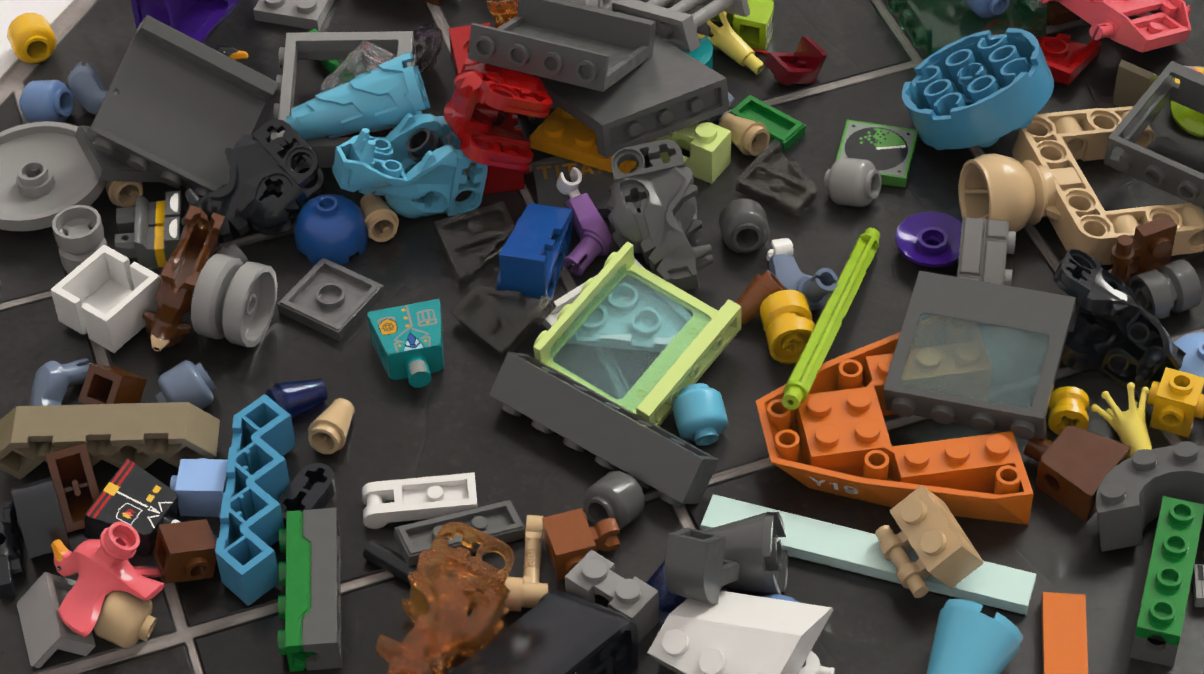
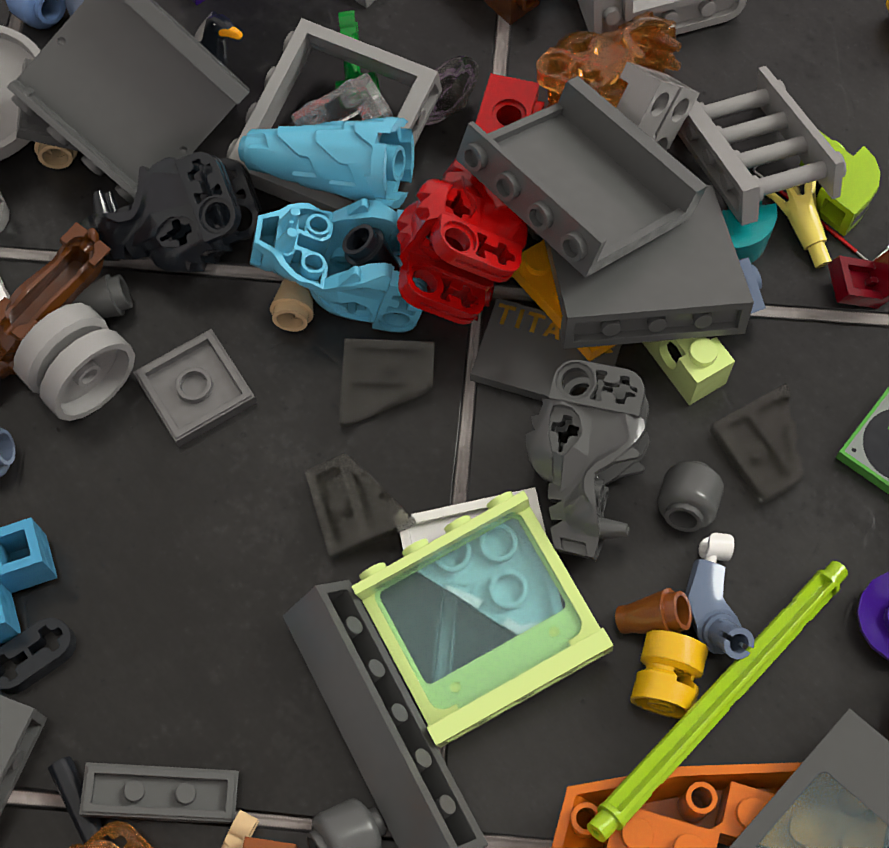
camera: 25 degrees right, 20 degrees up
(154, 227) = (53, 211): dark grey hips -> none
(298, 395) = (84, 514): clear blue cone -> none
(330, 229) = (235, 297): blue cylinder -> none
(331, 427) = (103, 572): tan cone -> none
(409, 340) = (241, 494): teal torso -> none
(417, 498) = (145, 722): white plate -> none
(535, 251) = (432, 435): blue wedge -> none
(588, 223) = (514, 420): medium lavender arm -> none
(700, 414) = (505, 755): medium azure head -> none
(747, 135) = (758, 358): tan cone -> none
(779, 125) = (793, 347): green tile -> none
(853, 182) = (850, 486): light grey head -> none

